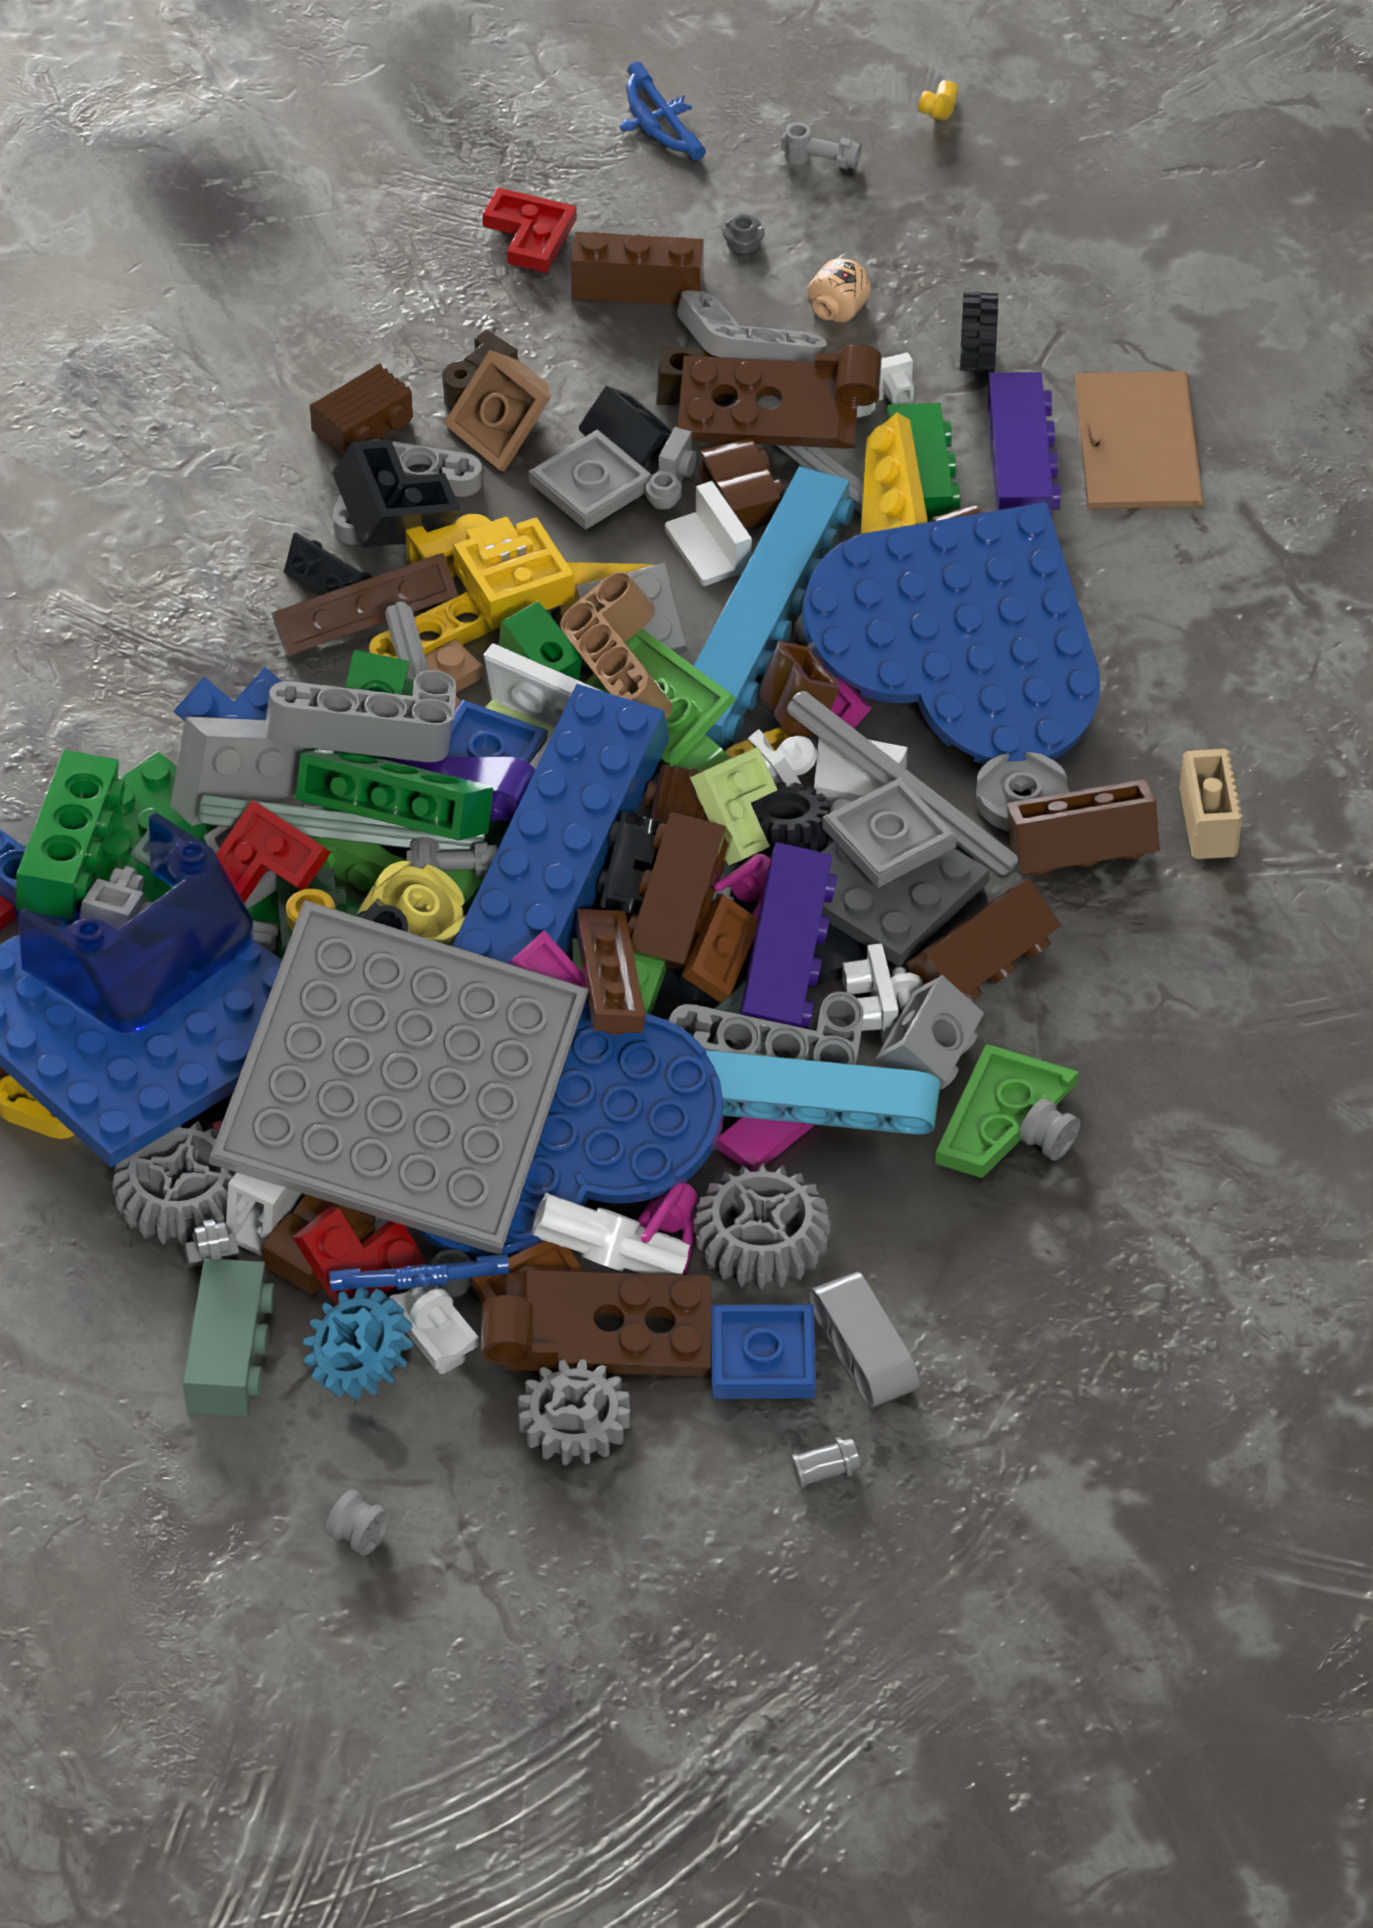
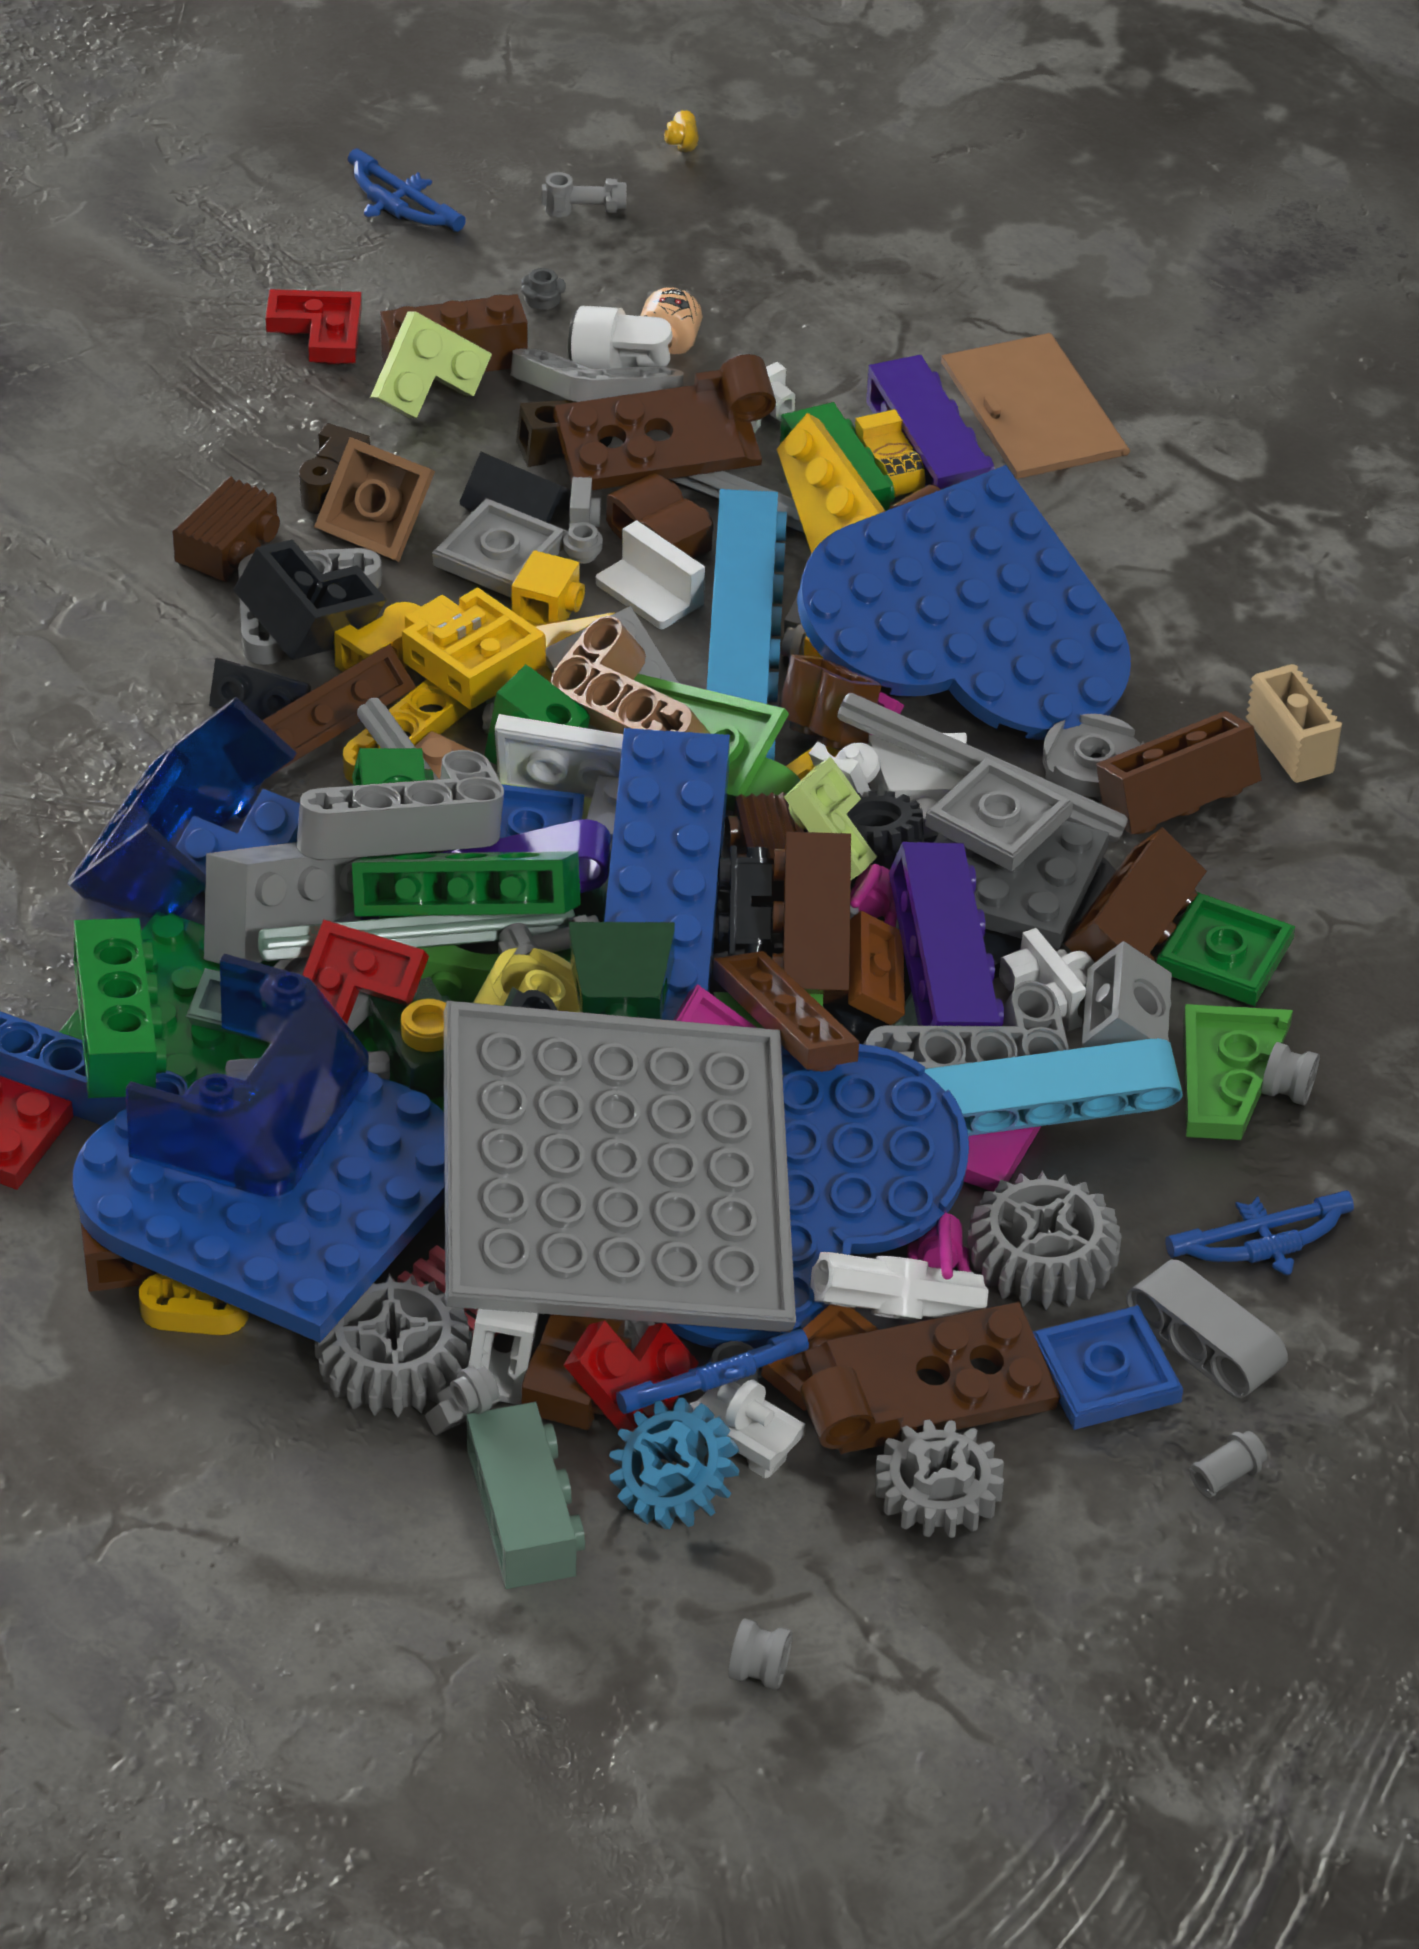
camera: 20 degrees left, 5 degrees down
(114, 900) = (195, 1059): light grey plate -> none
(224, 648) = (203, 774): none -> clear blue windscreen
(484, 904) = (622, 966): none -> dark green torso
(595, 280) = (423, 354): none -> yellowish green plate
(609, 529) = (547, 589): none -> yellow brick
(774, 300) = (615, 340): none -> white piece
(961, 1254) = (1255, 1218): none -> blue piece
(975, 461) = (892, 450): none -> yellow leg
(979, 331) = (837, 330): black tyre -> none
(1051, 1000) = (1226, 948): none -> green plate

